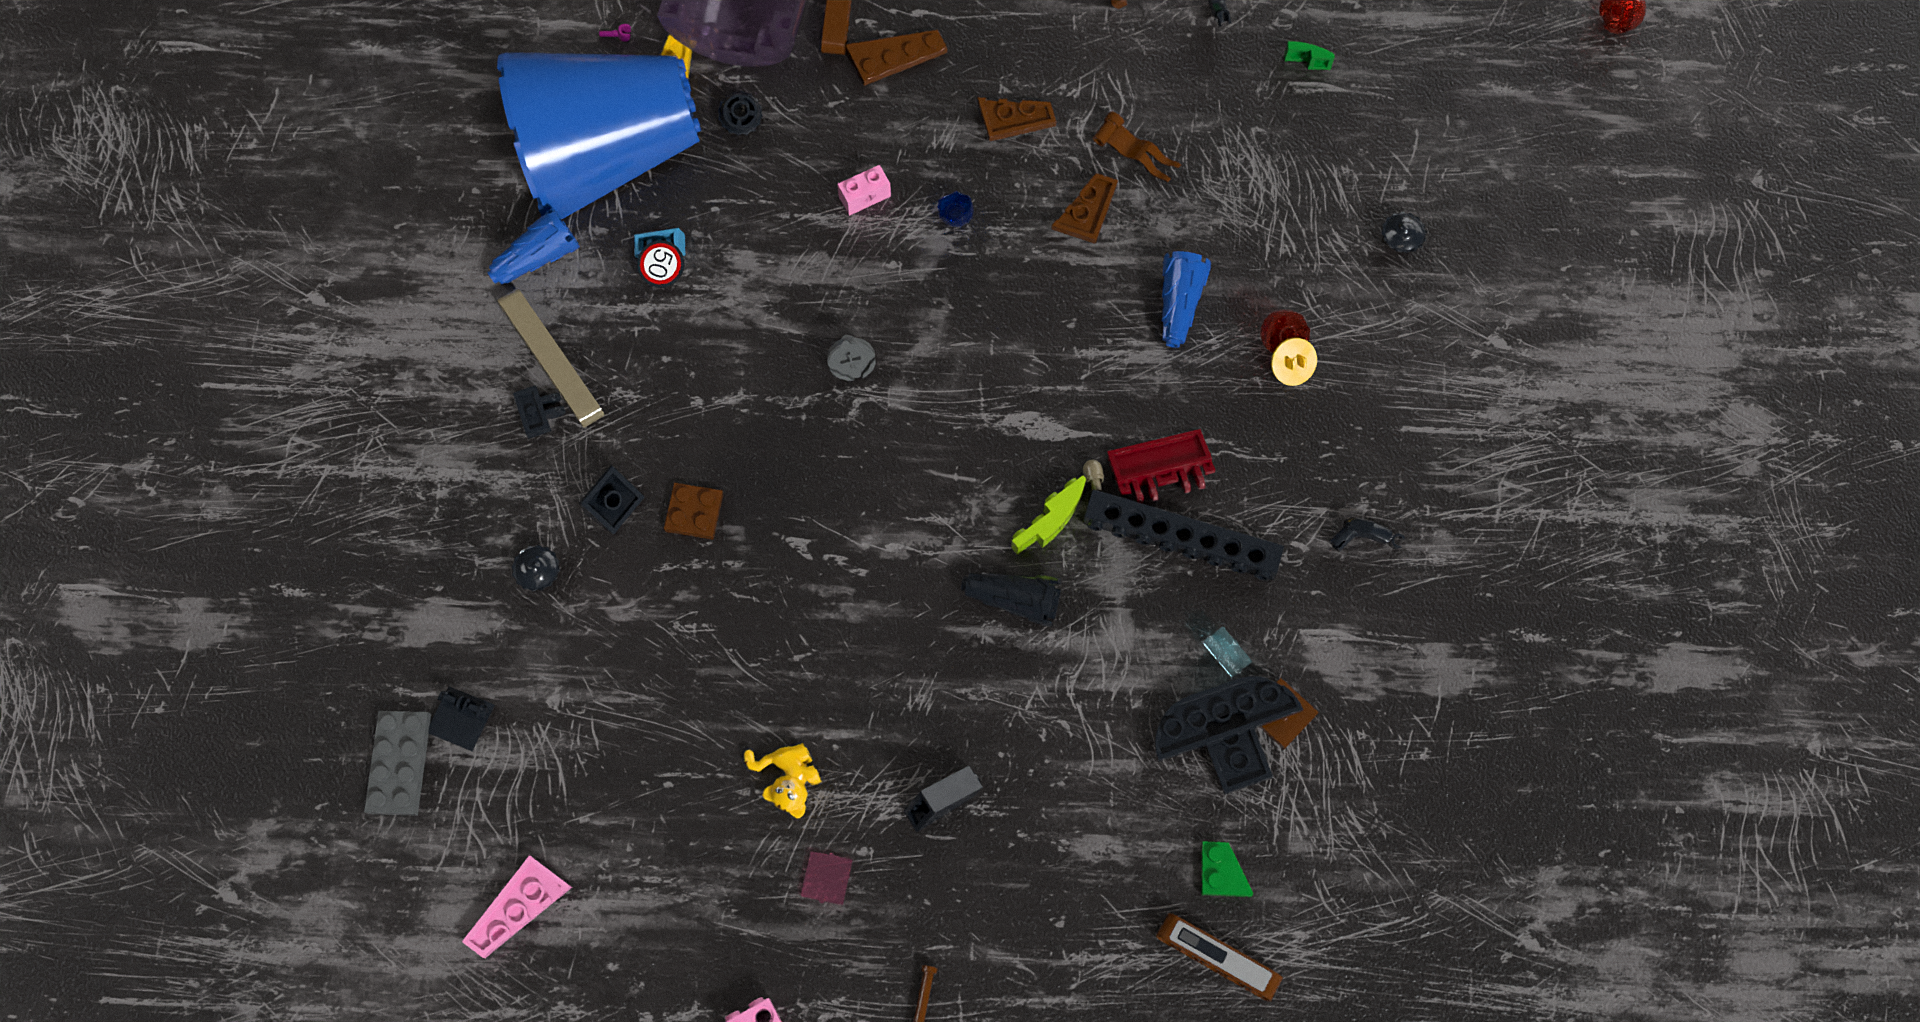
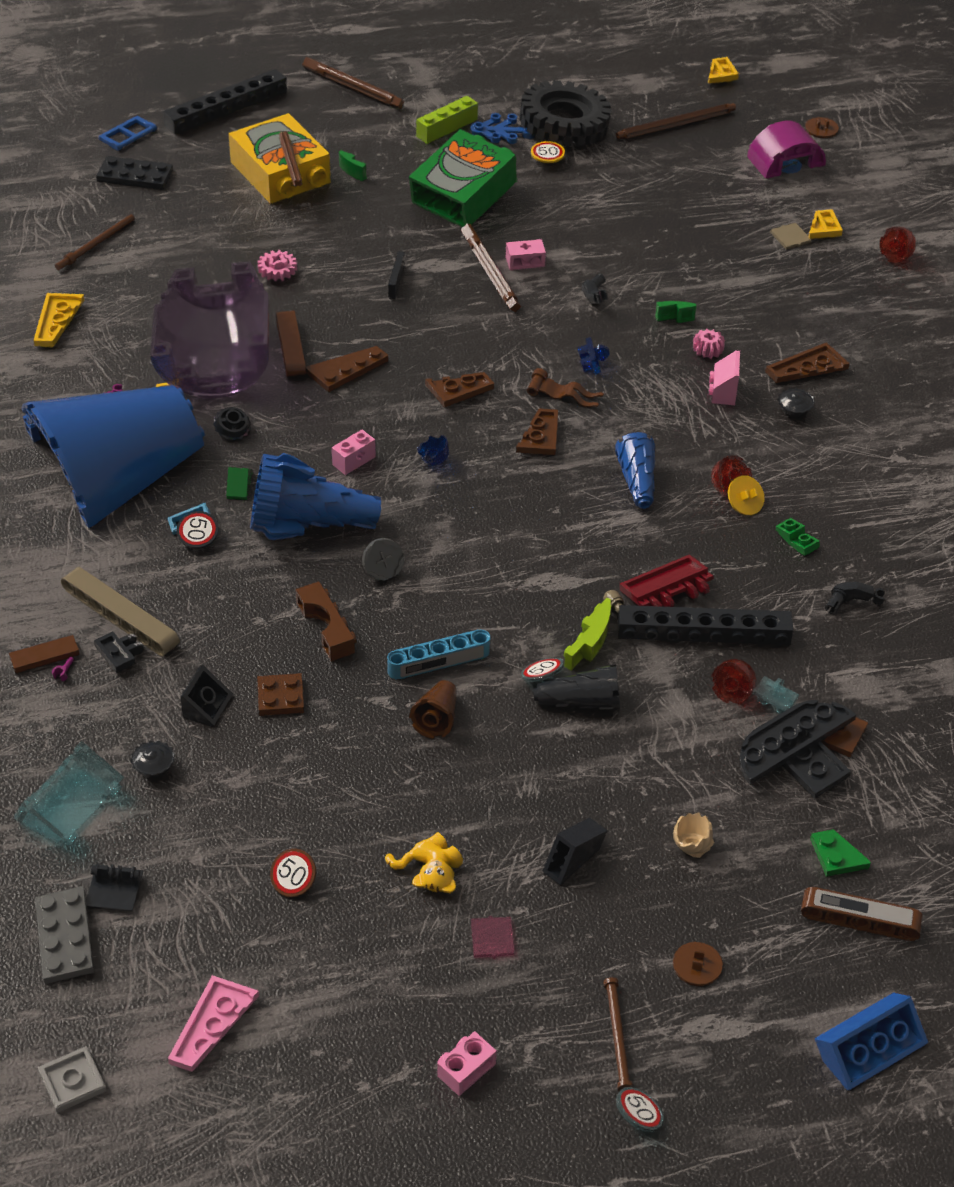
camera: 15 degrees left, 25 degrees down
(367, 935) = (71, 1079): none -> light grey tile
(438, 597) = (69, 796): none -> clear light blue windscreen
(459, 394) = (44, 653): none -> reddish brown tile
(463, 424) = (62, 669): none -> magenta hand
(541, 243) = (90, 532): blue cone -> none
(643, 751) = (293, 872): none -> piece
(726, 200) = (238, 483): none -> green slope
(770, 255) = (293, 498): none -> blue cone
(771, 452) = (316, 603): none -> reddish brown arch
(850, 579) = (435, 710): none -> reddish brown cone
(887, 508) = (438, 654): none -> dark azure beam
(982, 552) = (542, 670): none -> piece
(1027, 967) = (697, 964): none -> reddish brown piece
(1073, 814) = (693, 834): none -> tan hair
(1188, 623) = (734, 681): none -> clear red cylinder
(1189, 102) = (591, 355): none -> clear blue hips
(1329, 181) = (725, 379): none -> bright pink slope
(1331, 116) = (708, 343): none -> bright pink gear
(1334, 431) = (795, 536): none -> green slope
(1441, 174) = (808, 363): none -> reddish brown wing

